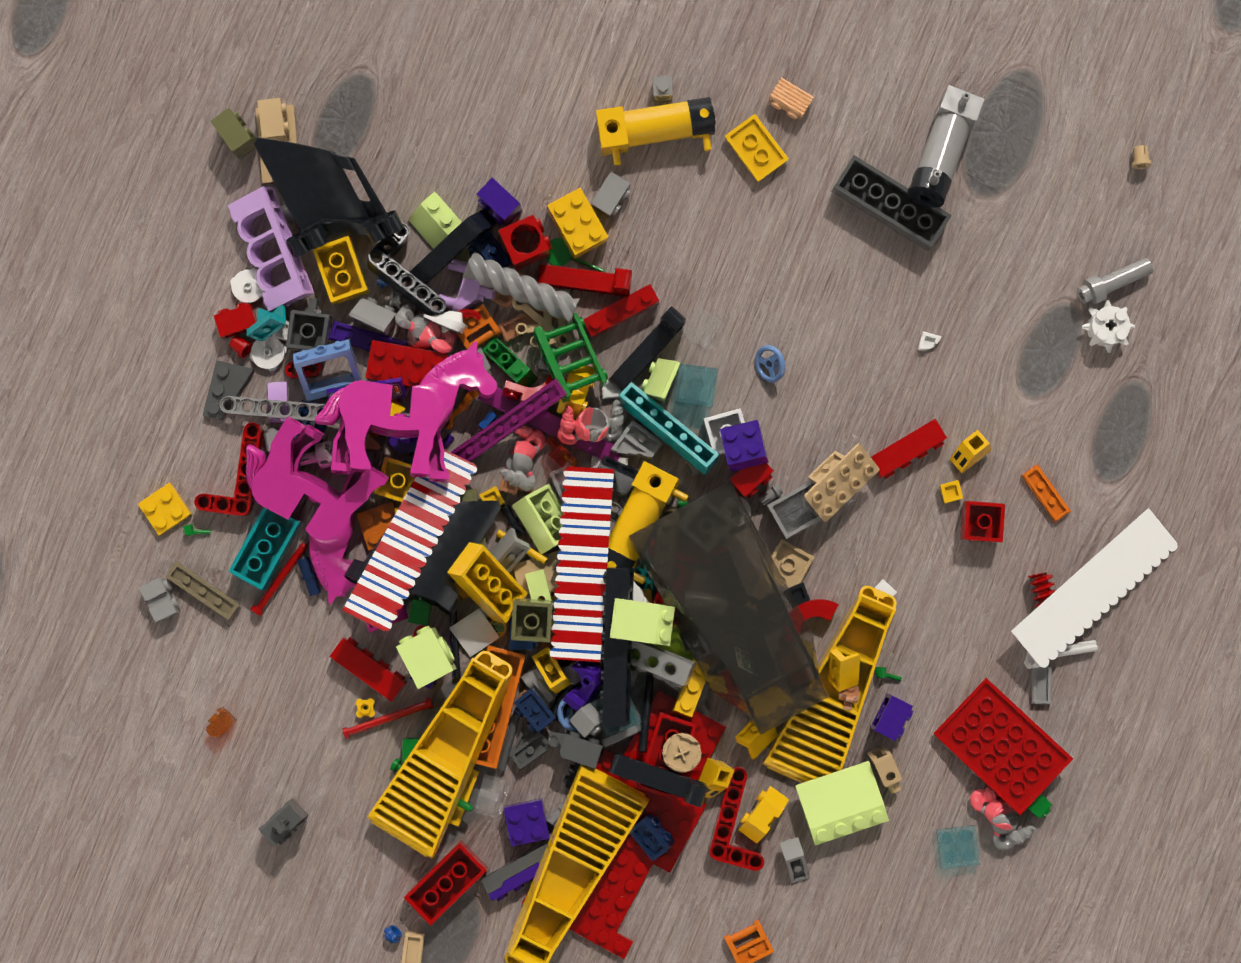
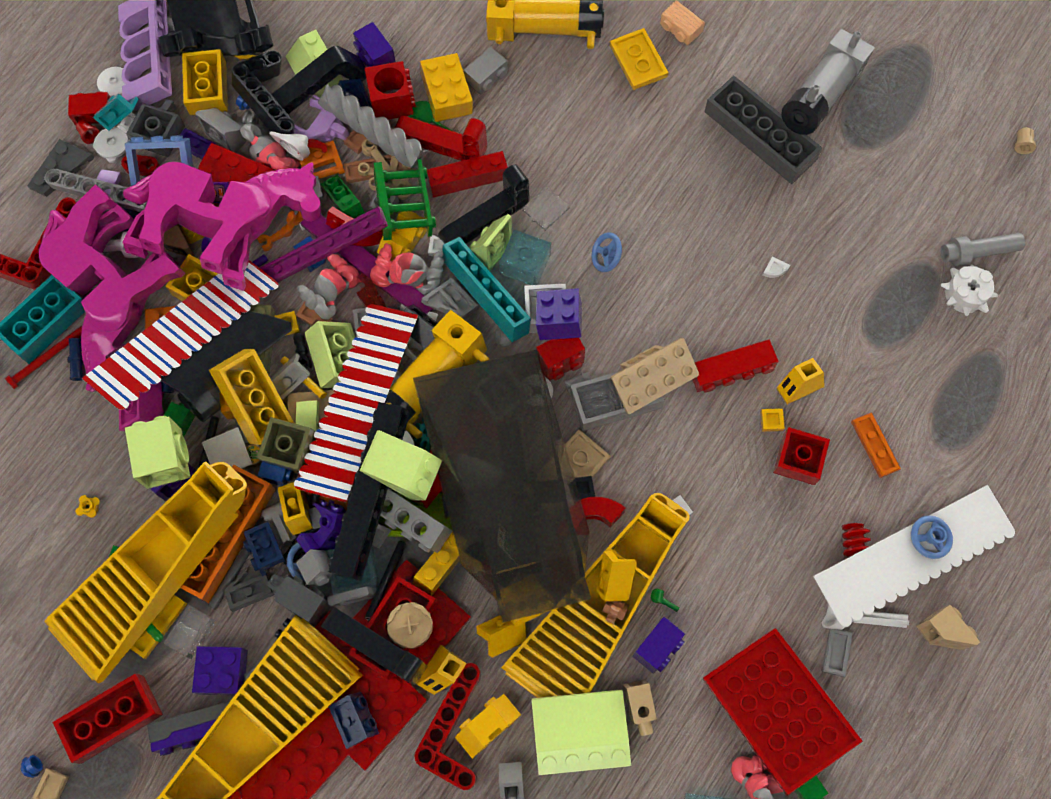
camera: 15 degrees right, 15 degrees down
(368, 669) = (104, 466): red brick -> none
(387, 718) = (60, 528): red bar -> none
(1113, 570) = (940, 530): none -> medium blue piece
(1128, 647) = (948, 629): none -> tan slope

